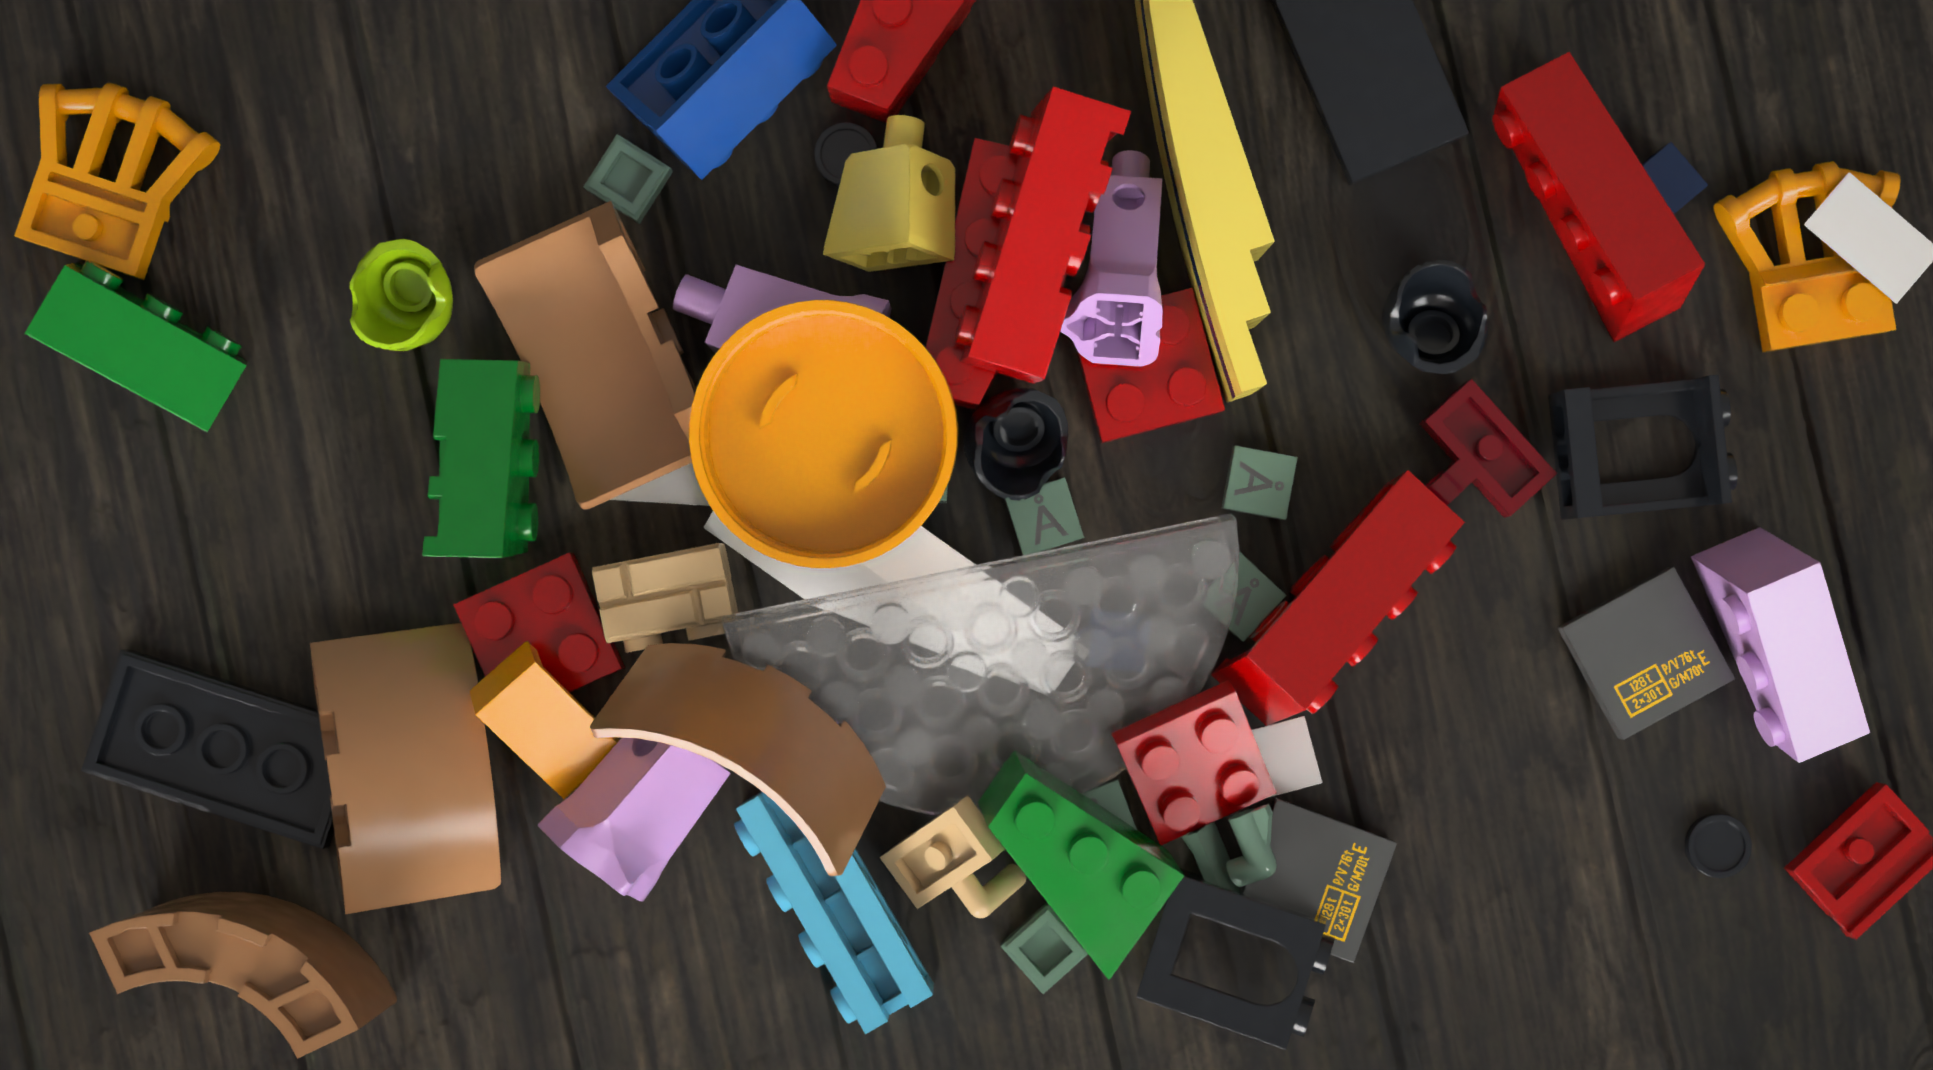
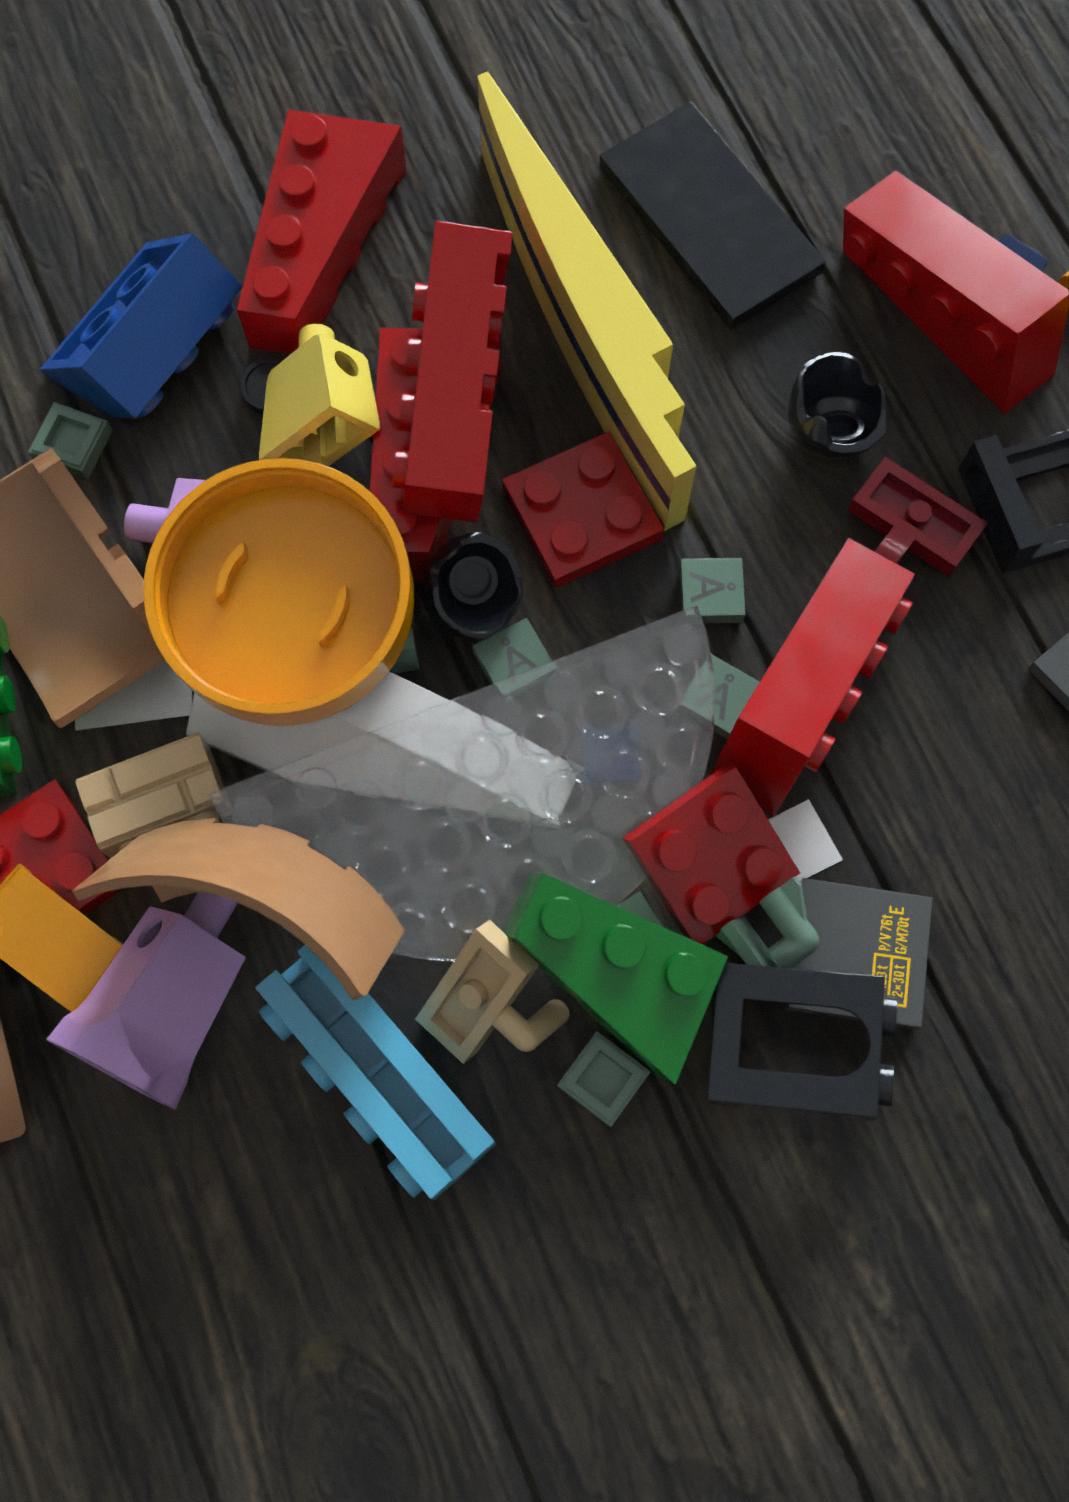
camera: 10 degrees left, 15 degrees down
(1119, 303) = (541, 423): lavender piece -> none

